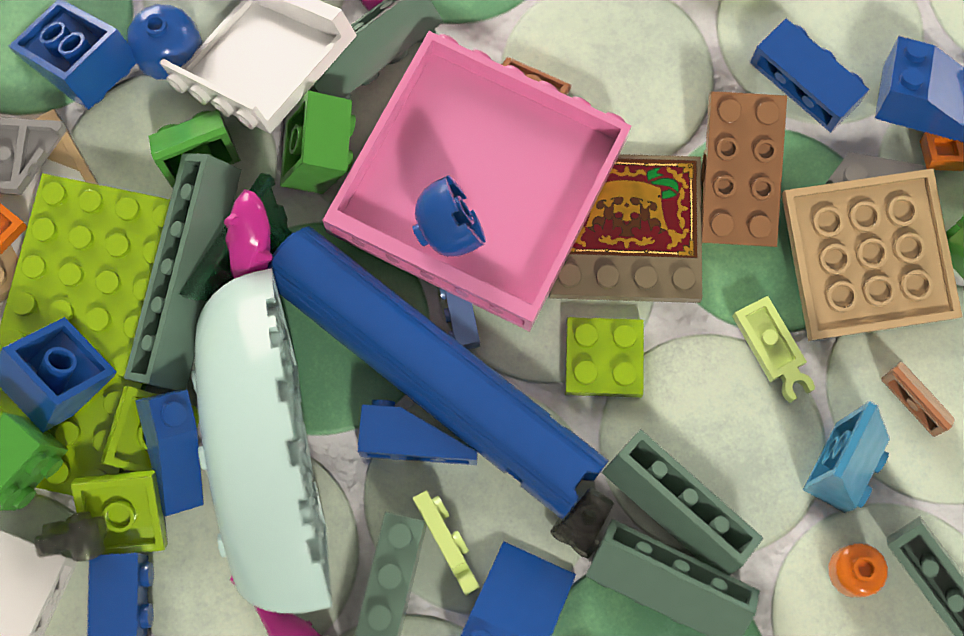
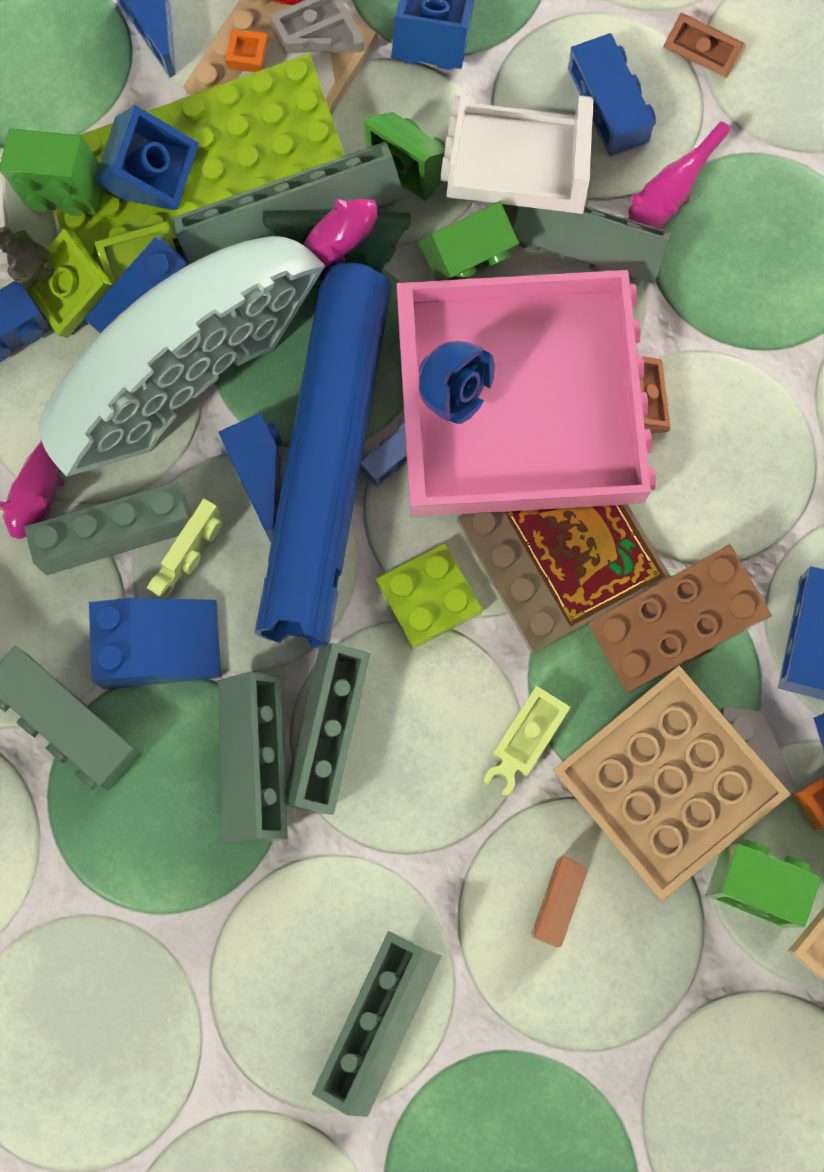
camera: 65 degrees right, 0 degrees up
(162, 34) = (493, 74): blue cylinder -> none
(580, 529) = (268, 655): clear smoke plate -> none
(850, 459) = (451, 860): dark azure slope -> none
(858, 570) = (355, 920): orange head -> none

